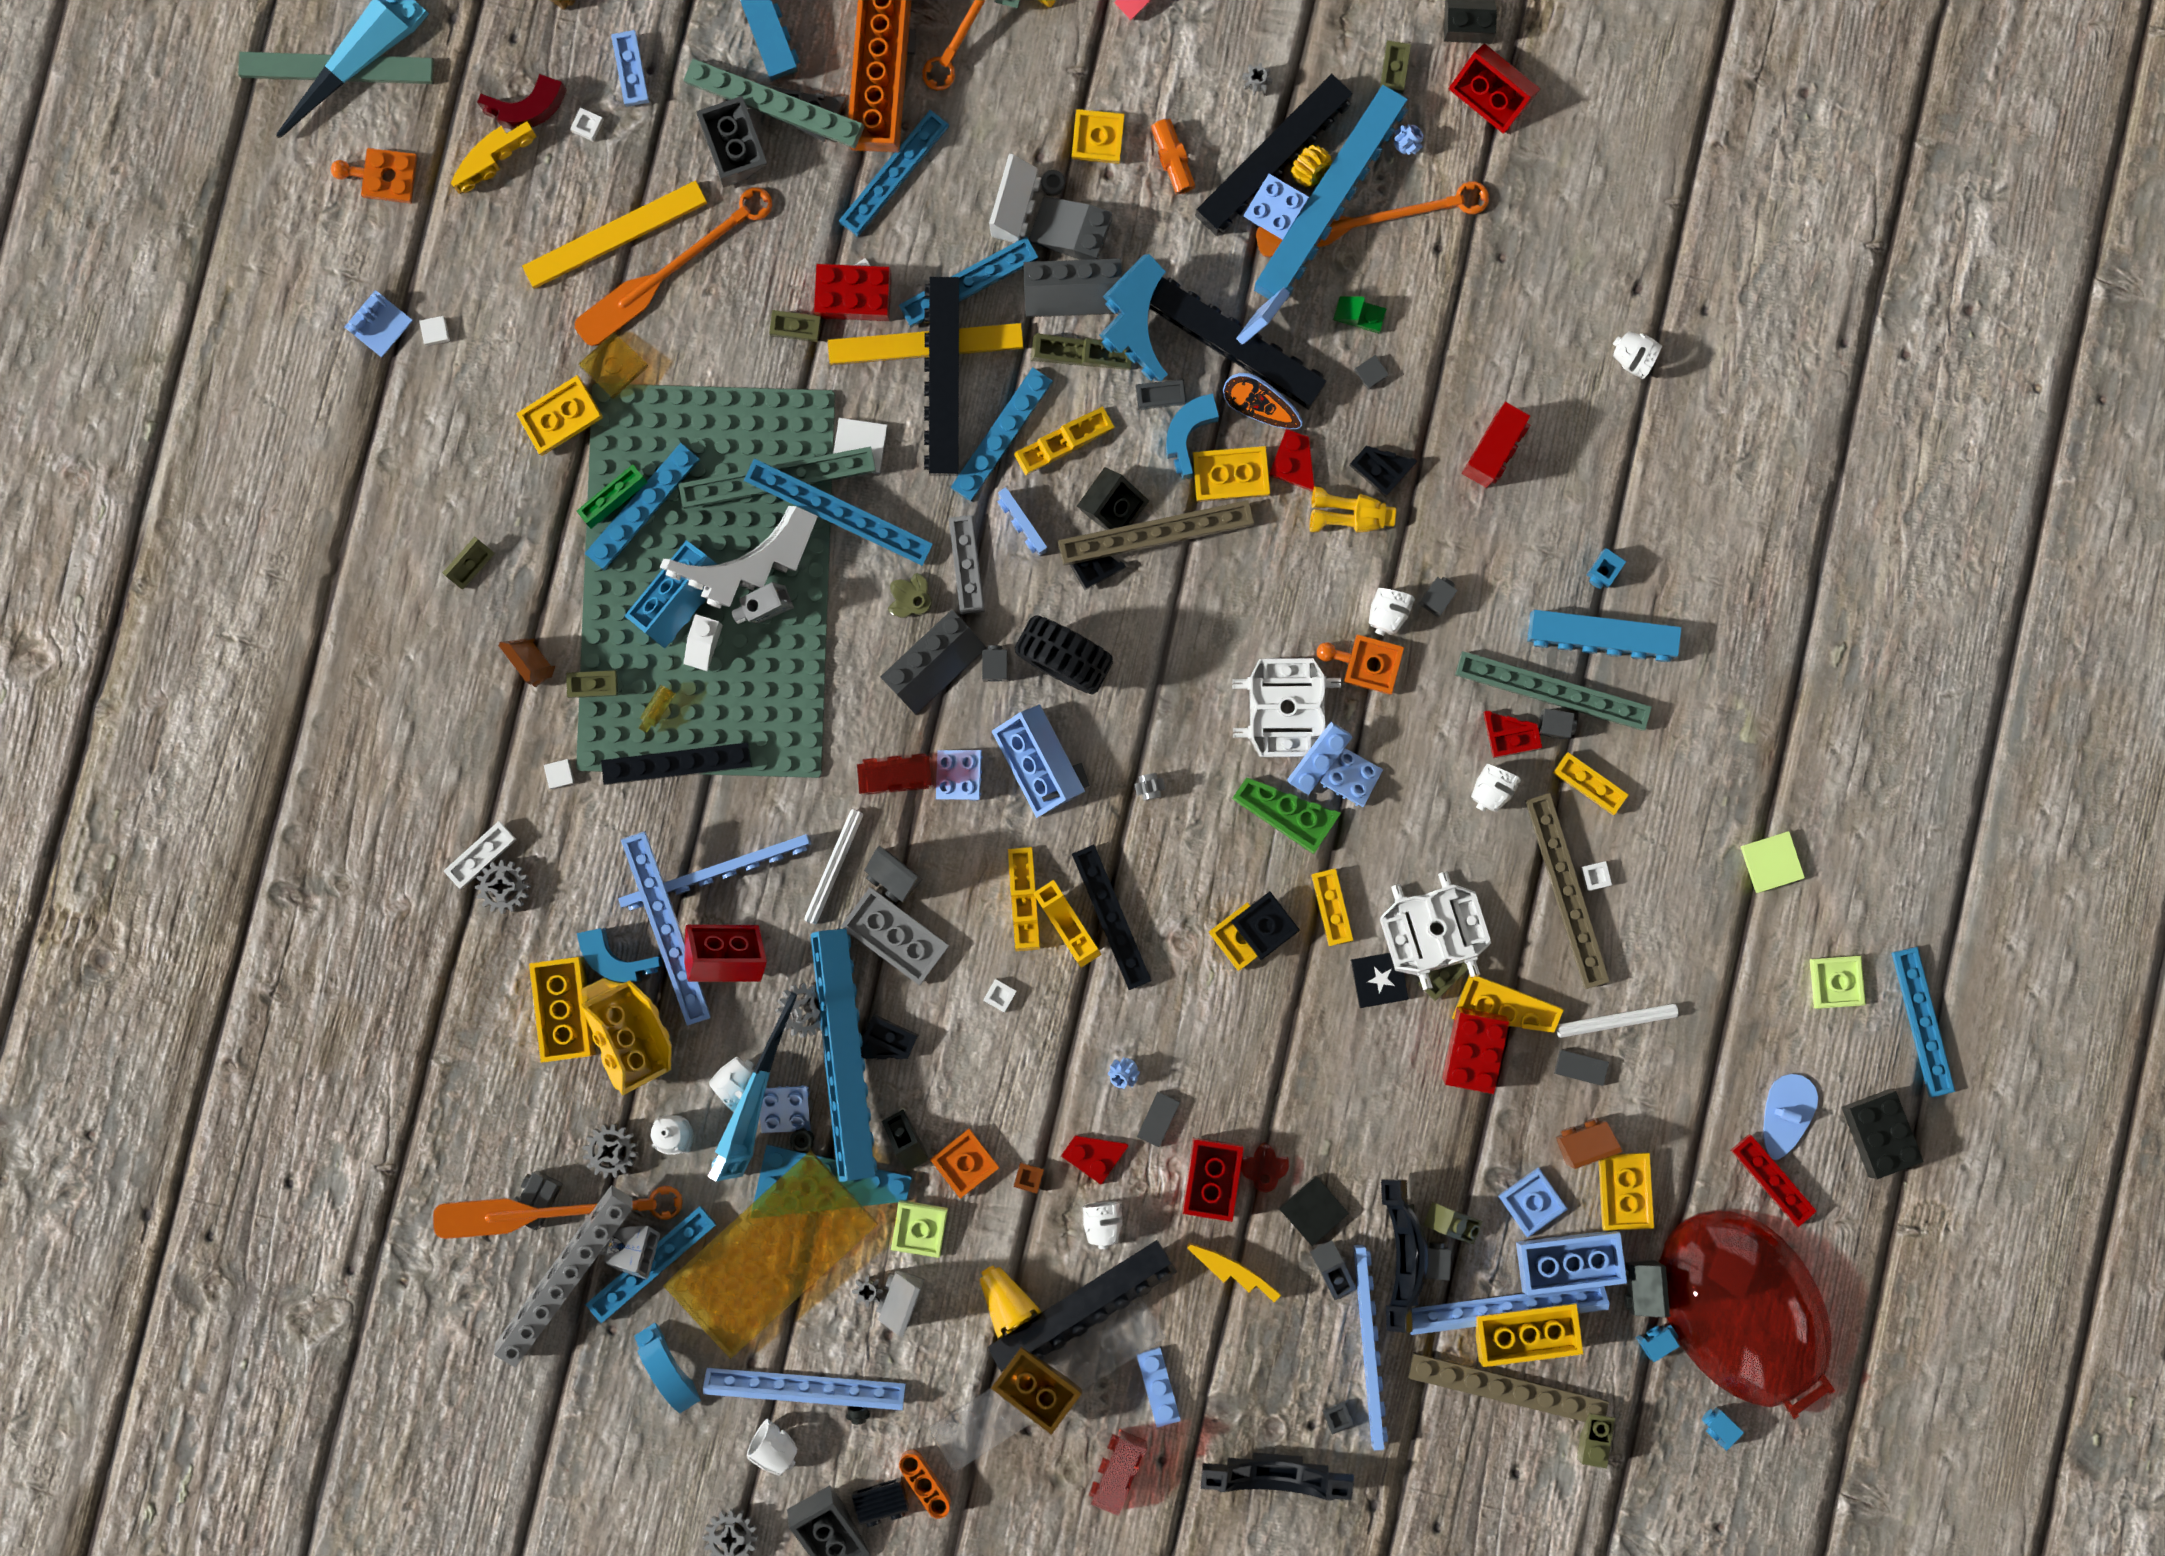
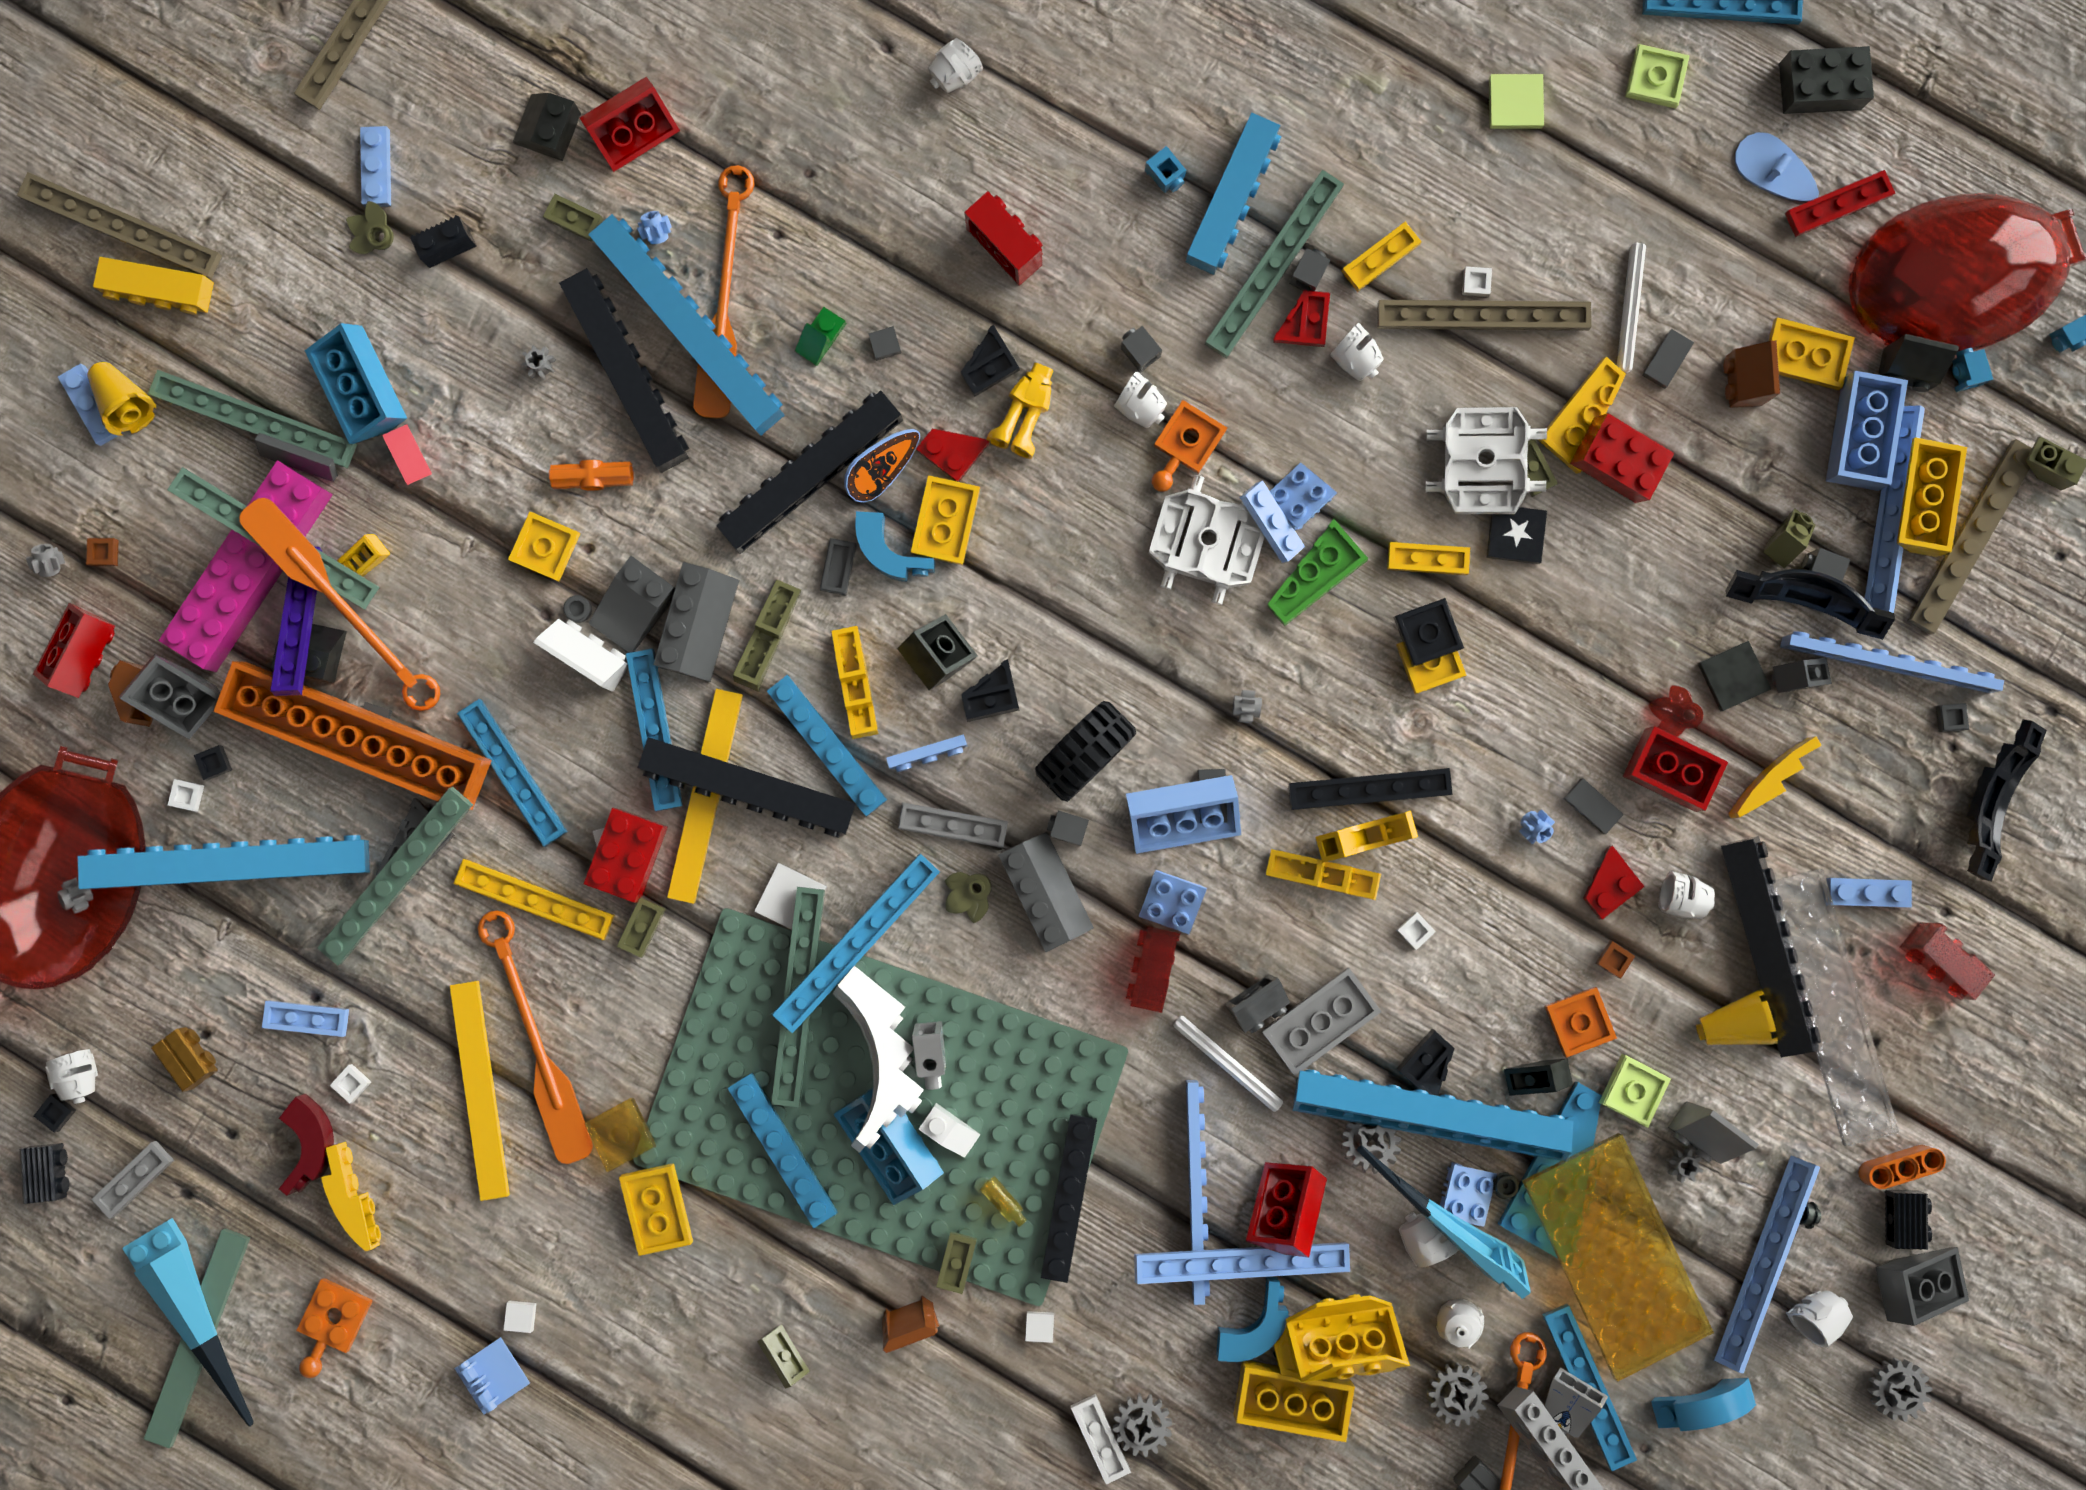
camera: 70 degrees left, 0 degrees up
(612, 496) = (762, 1179): green plate -> none
(731, 140) = (420, 933): dark grey slope -> none
(791, 227) = (534, 899): none -> yellow tile
(1037, 1390) = (1846, 1018): pearl gold slope -> none
(1129, 330) = (761, 576): dark azure arch -> none
(1155, 533) = (983, 617): dark tan plate -> none
(1263, 316) = (793, 432): light blue tile -> none
(1276, 206) = (681, 384): light blue hinge -> none
(1311, 166) = (650, 334): yellow gear -> none
(1532, 1202) = (1790, 451): light blue tile -> none

